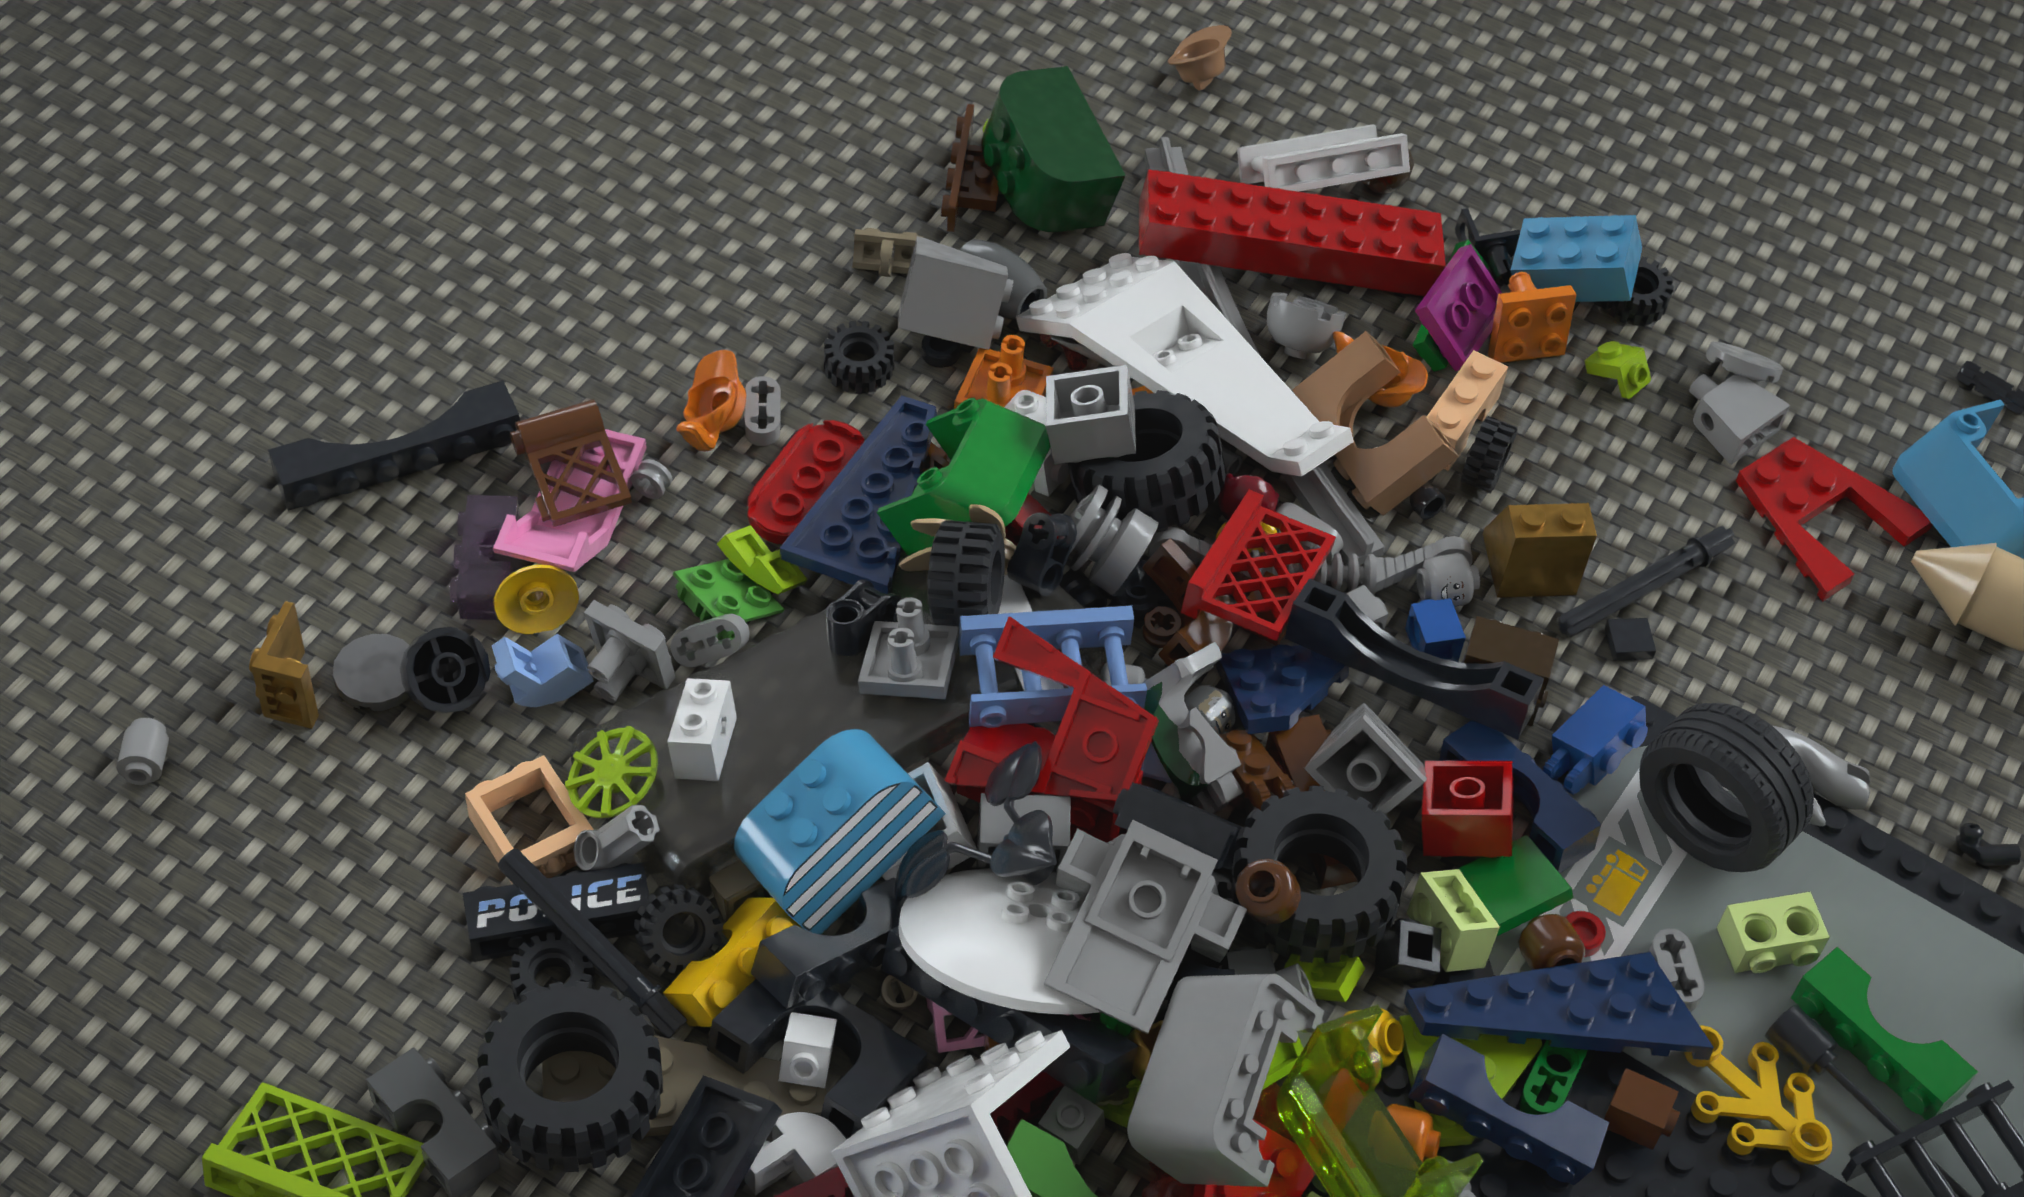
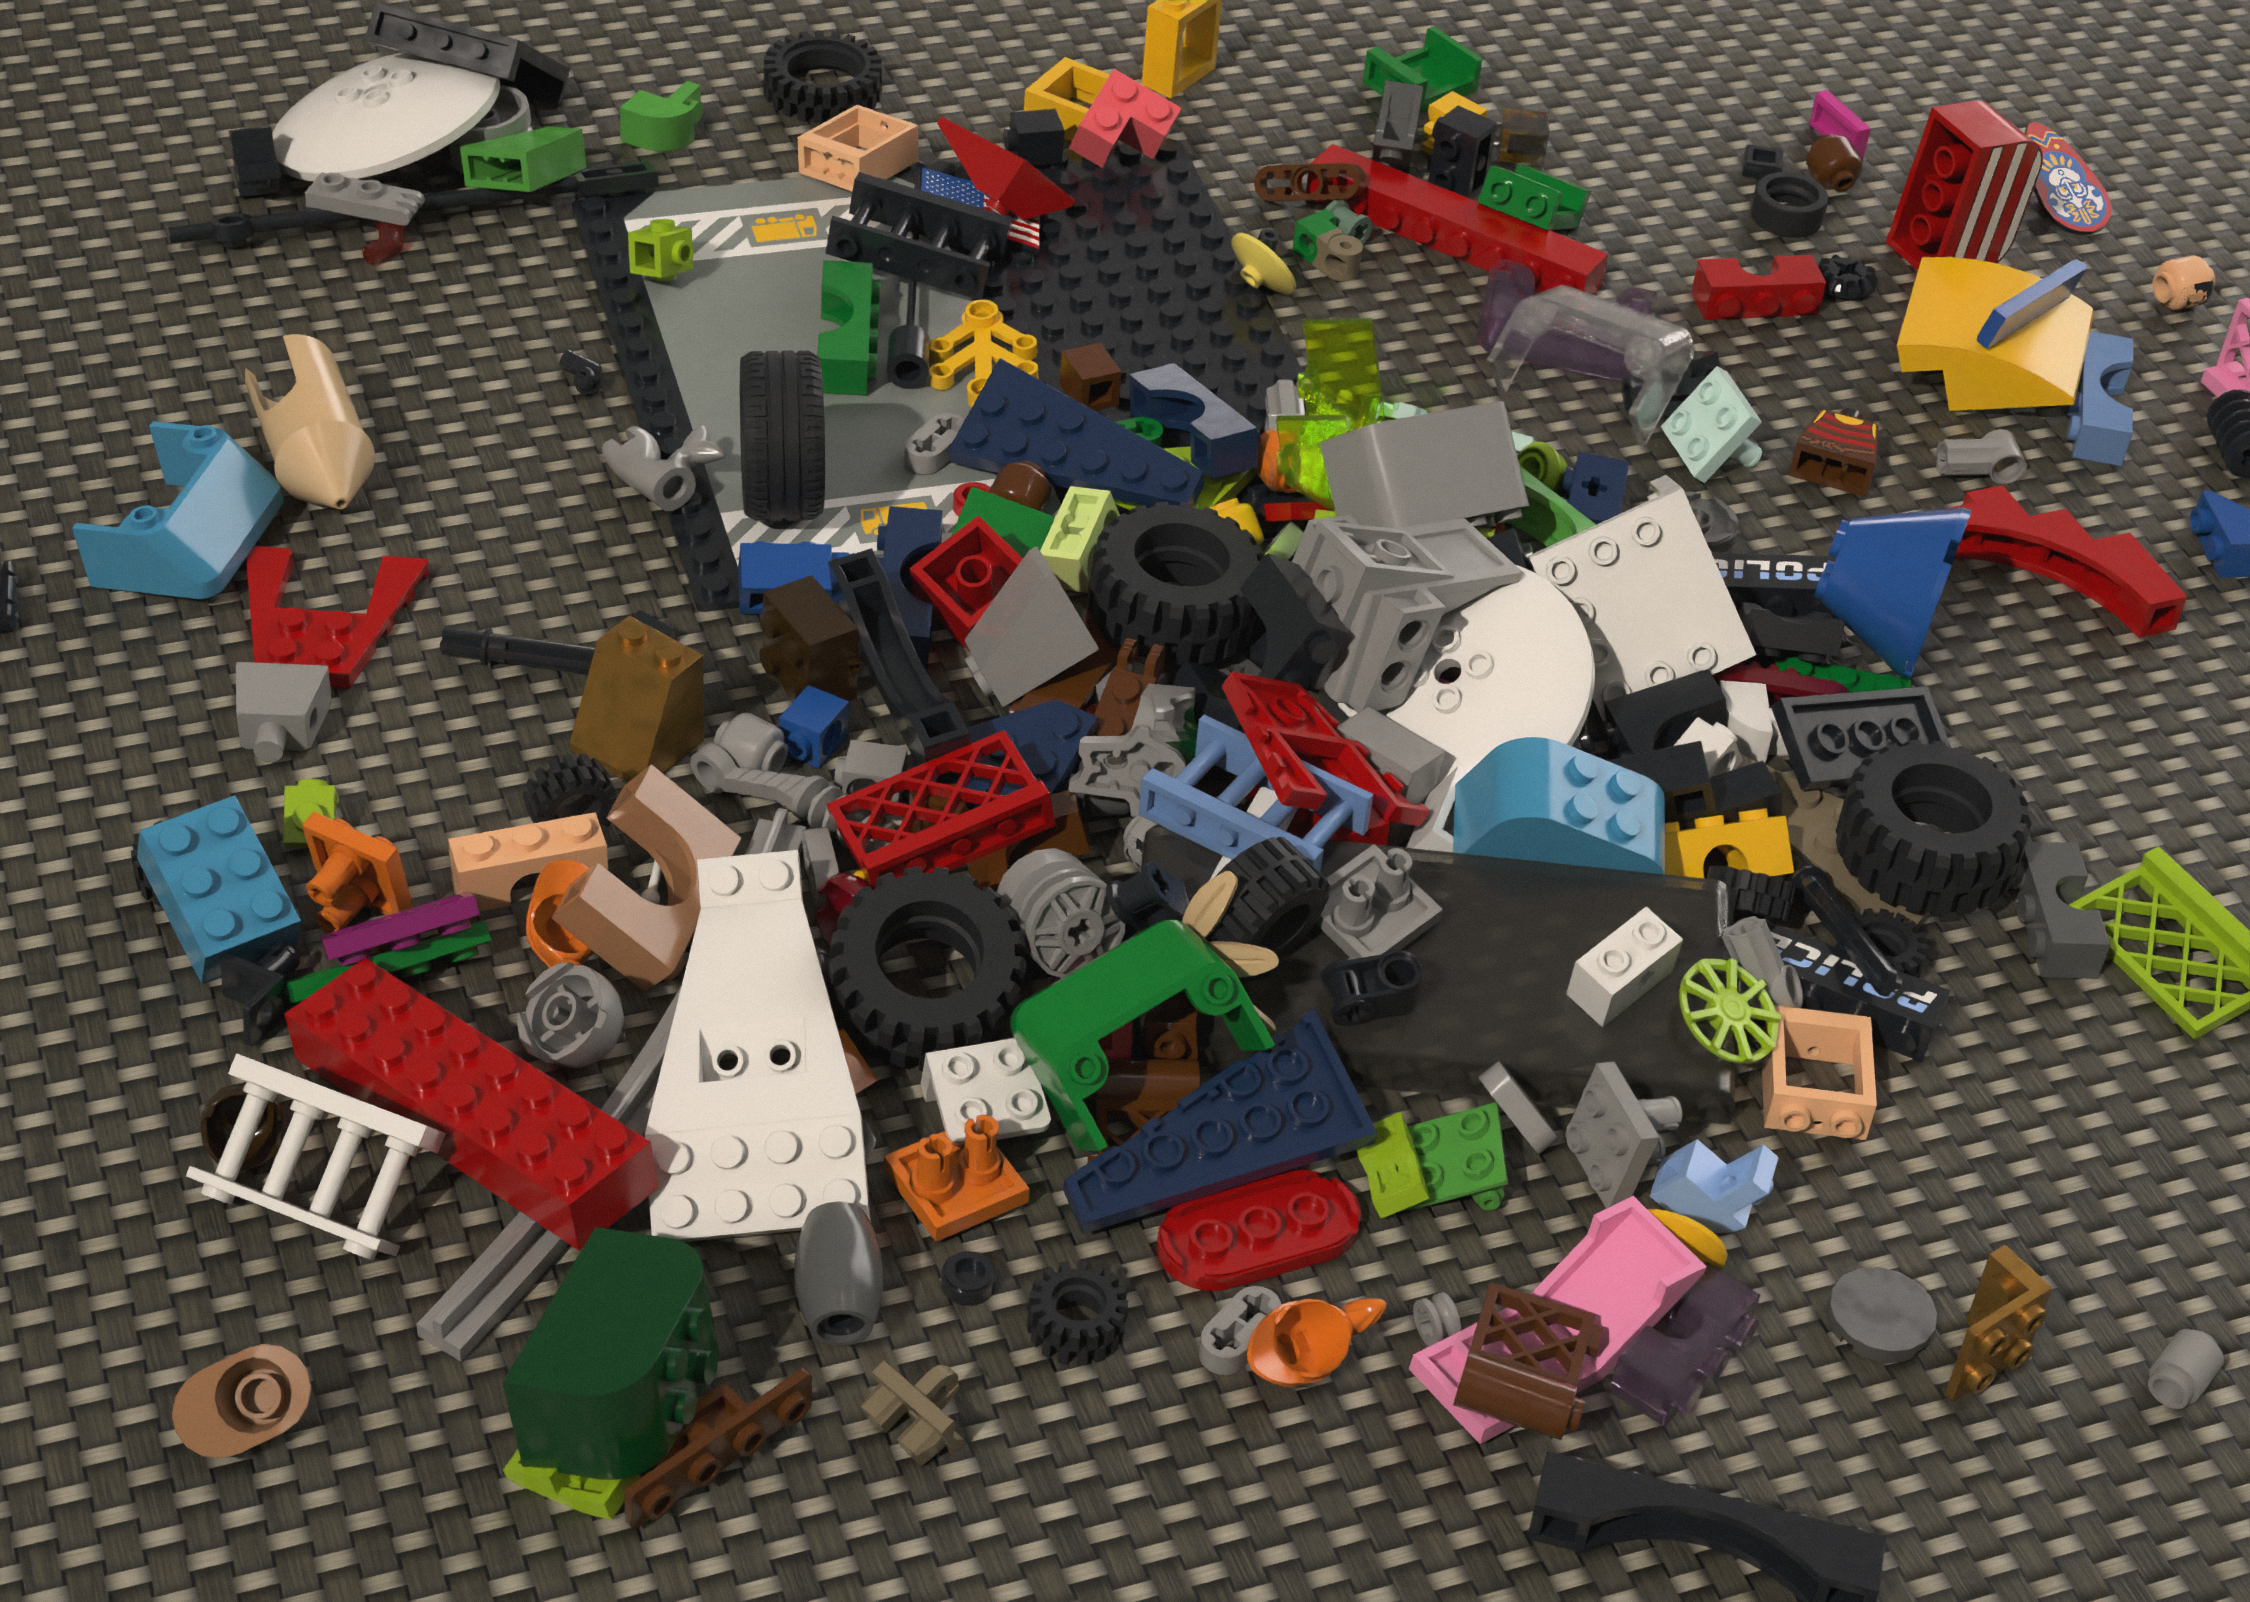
camera: 140 degrees left, 10 degrees down
(445, 670) = (1823, 1238): black cylinder -> none
(953, 295) = (932, 1267): light grey slope -> none
(1022, 852) = (1389, 725): black plant -> none
(1090, 414) = (975, 965): light grey brick -> none
(1268, 891) = (1272, 527): reddish brown head -> none
(1744, 362) = (203, 728): light grey tile -> none
(1770, 924) = (852, 411): yellowish green brick -> none

